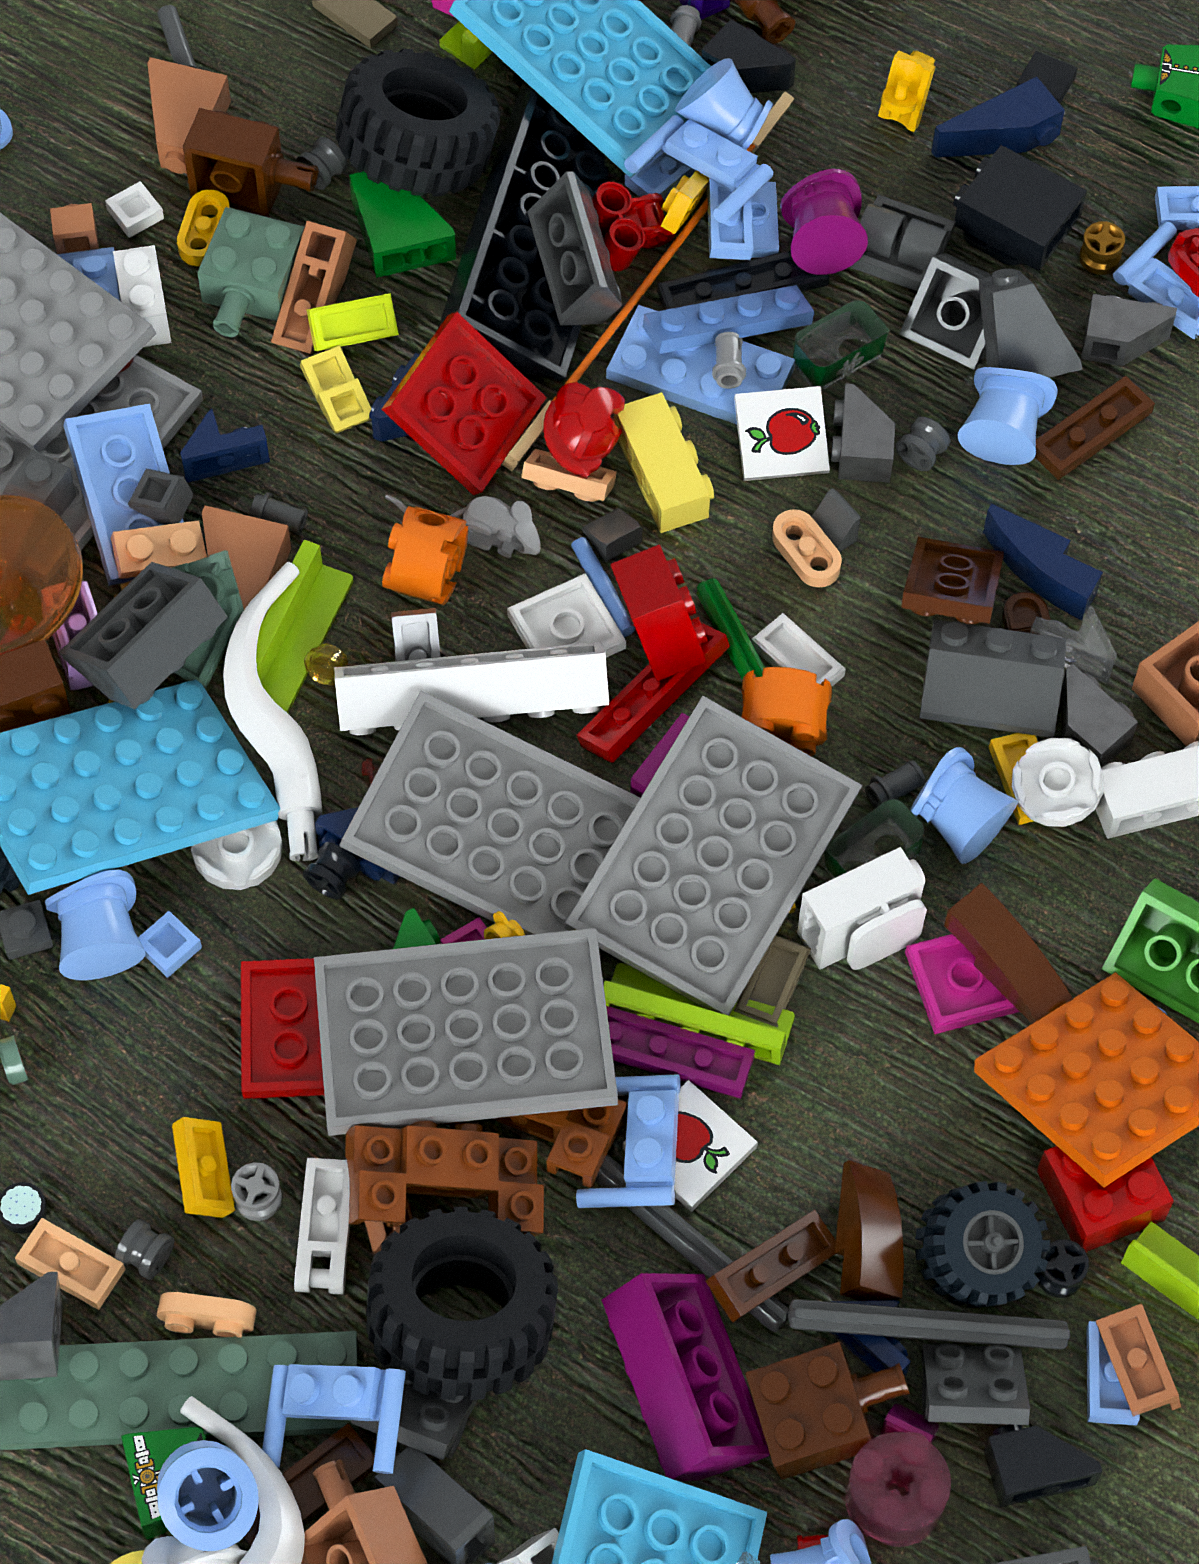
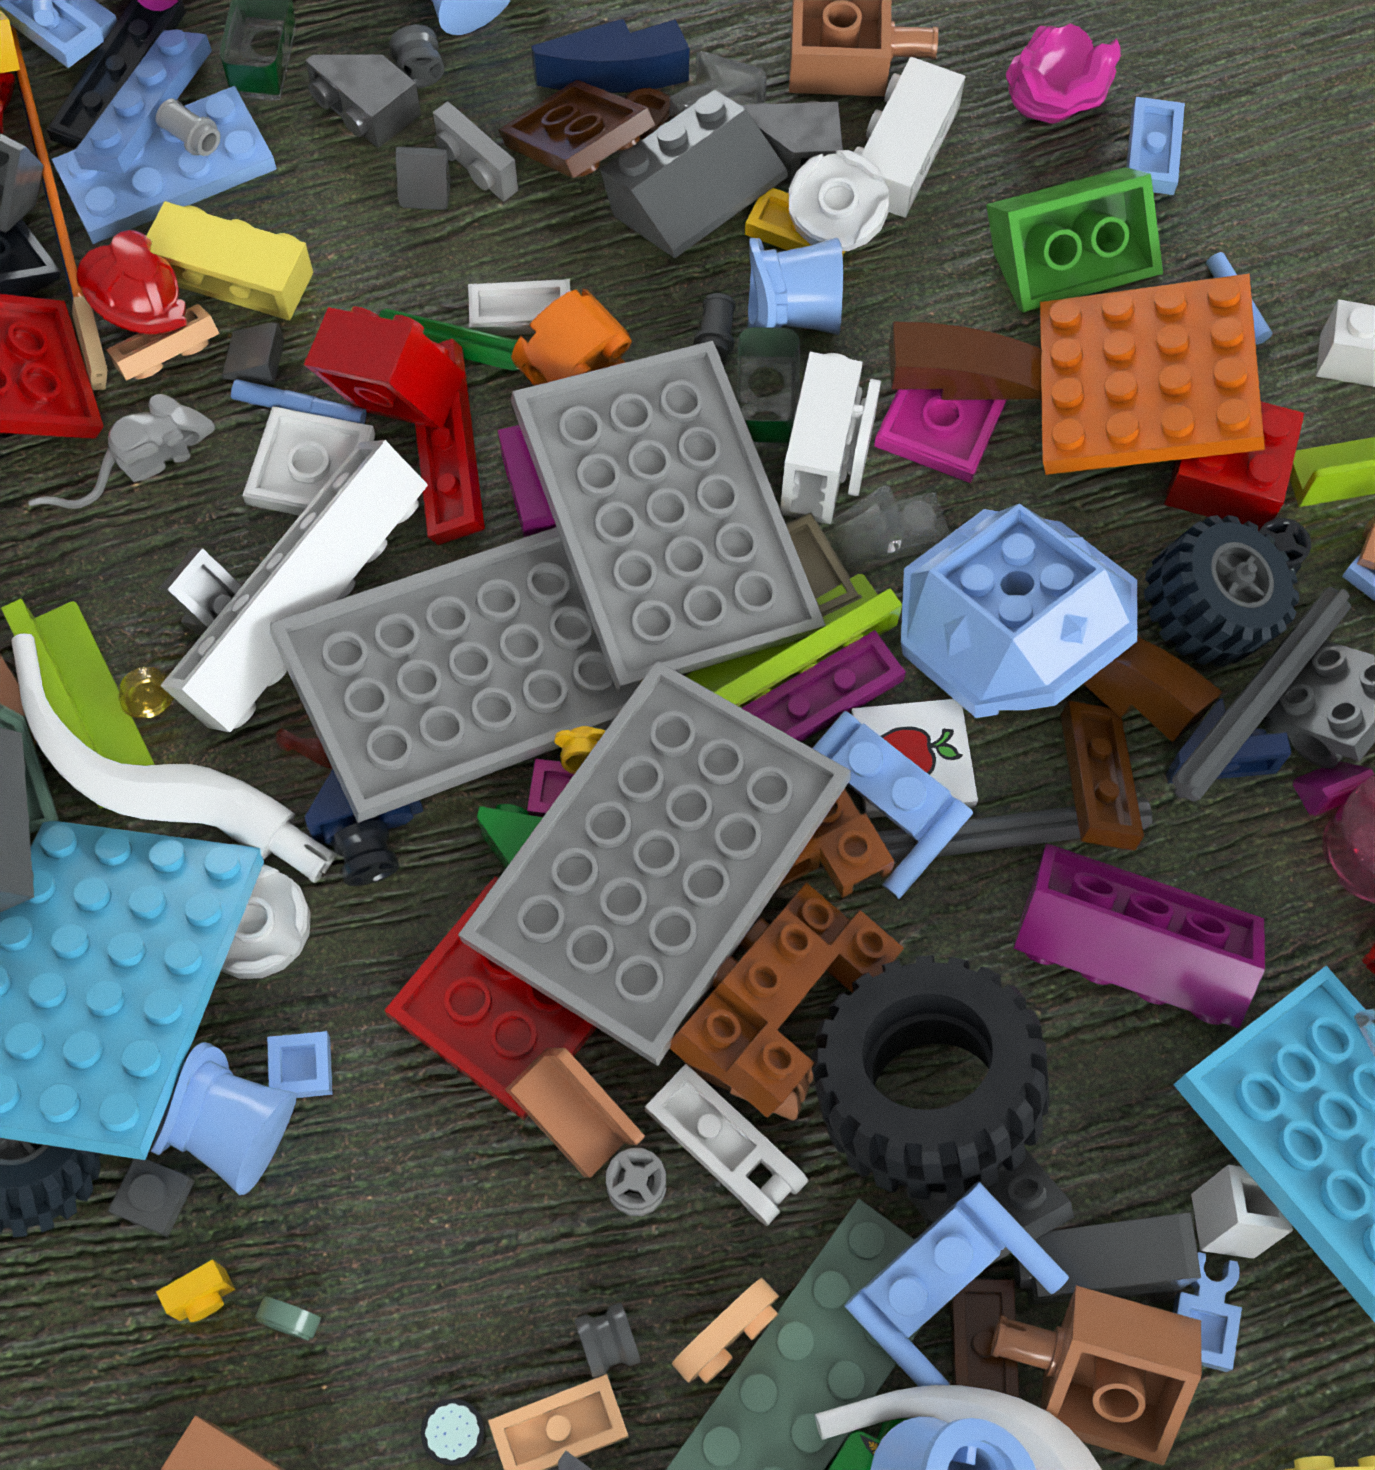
camera: 50 degrees left, 5 degrees up
(203, 1167) = (568, 1214): yellow plate -> none
(265, 1116) = (573, 1110): none -> nougat panel
(426, 555) = (125, 515): orange brick -> none
(781, 433) = (296, 148): white tile -> none
(810, 550) = (427, 218): light nougat plate -> none
(817, 1407) = (1269, 843): reddish brown brick -> none
(842, 1005) = (889, 529): none -> clear slope
(852, 1126) = (1015, 612): none -> light blue piece
(881, 551) = (474, 150): none -> light grey plate

